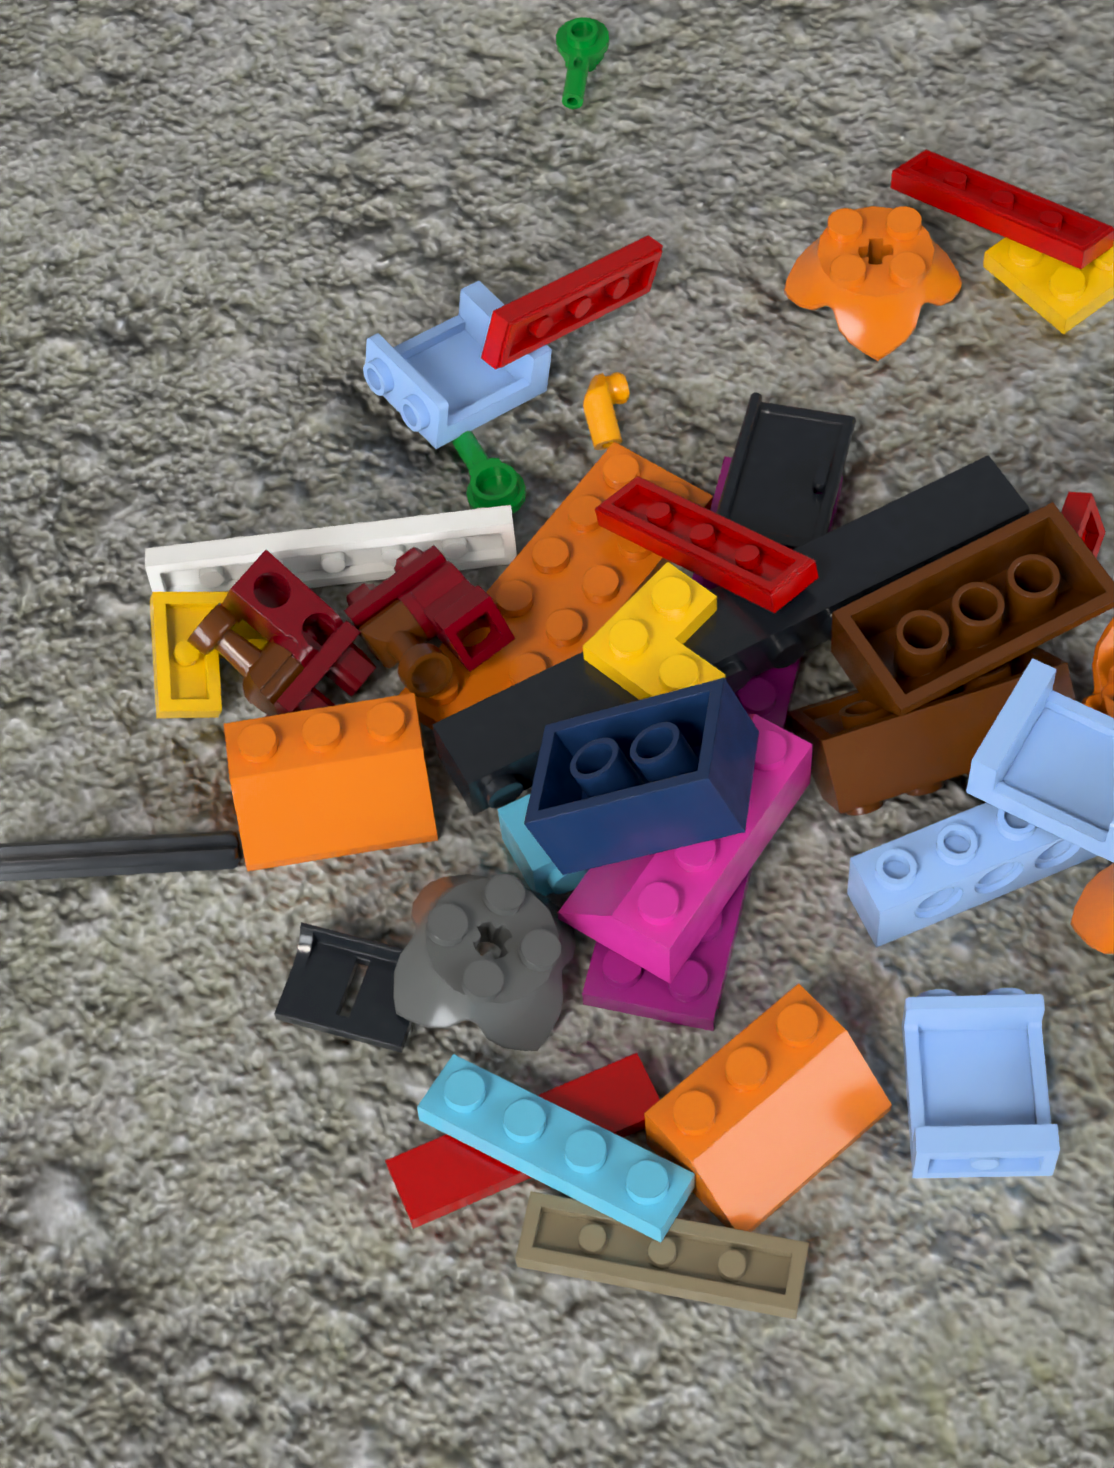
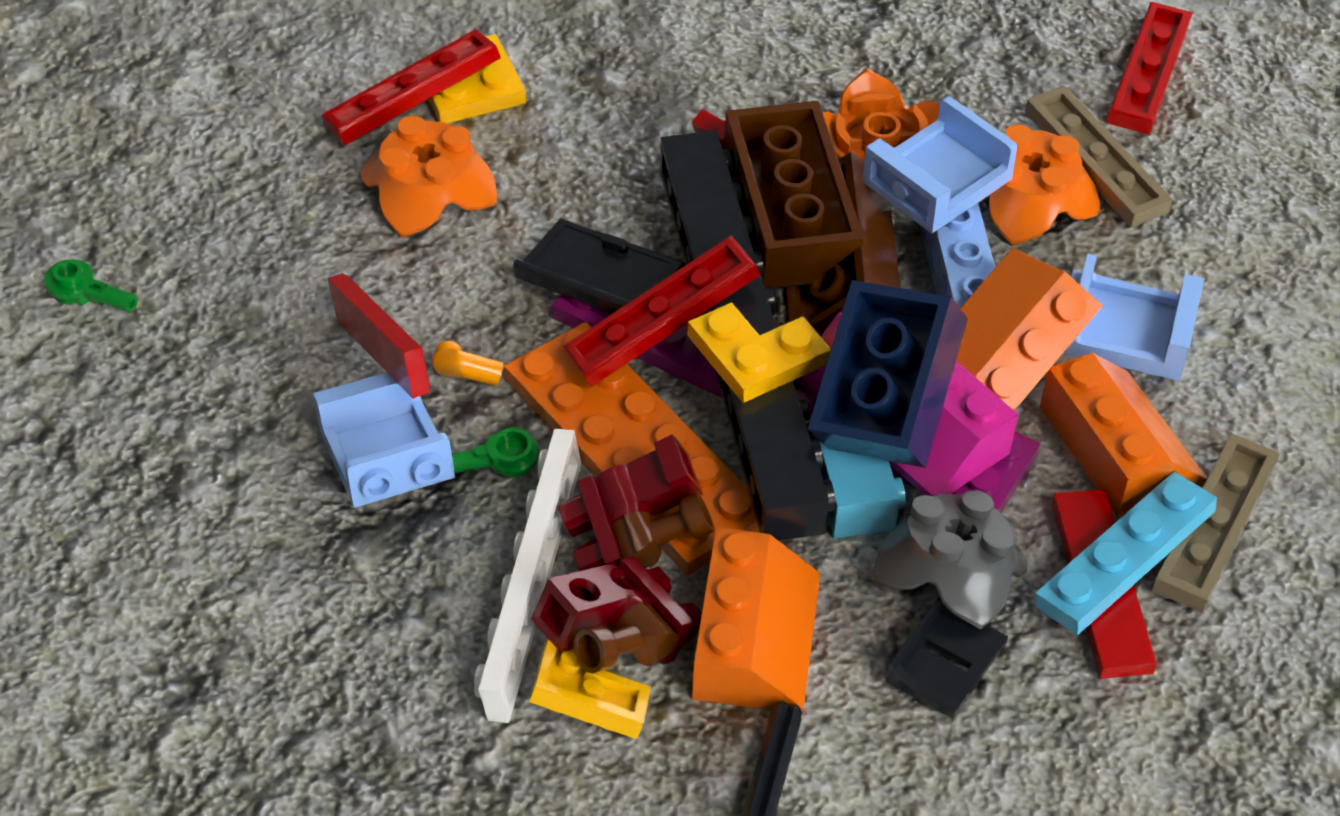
camera: 80 degrees left, 10 degrees down
(829, 922) = (1021, 324): none -> orange slope

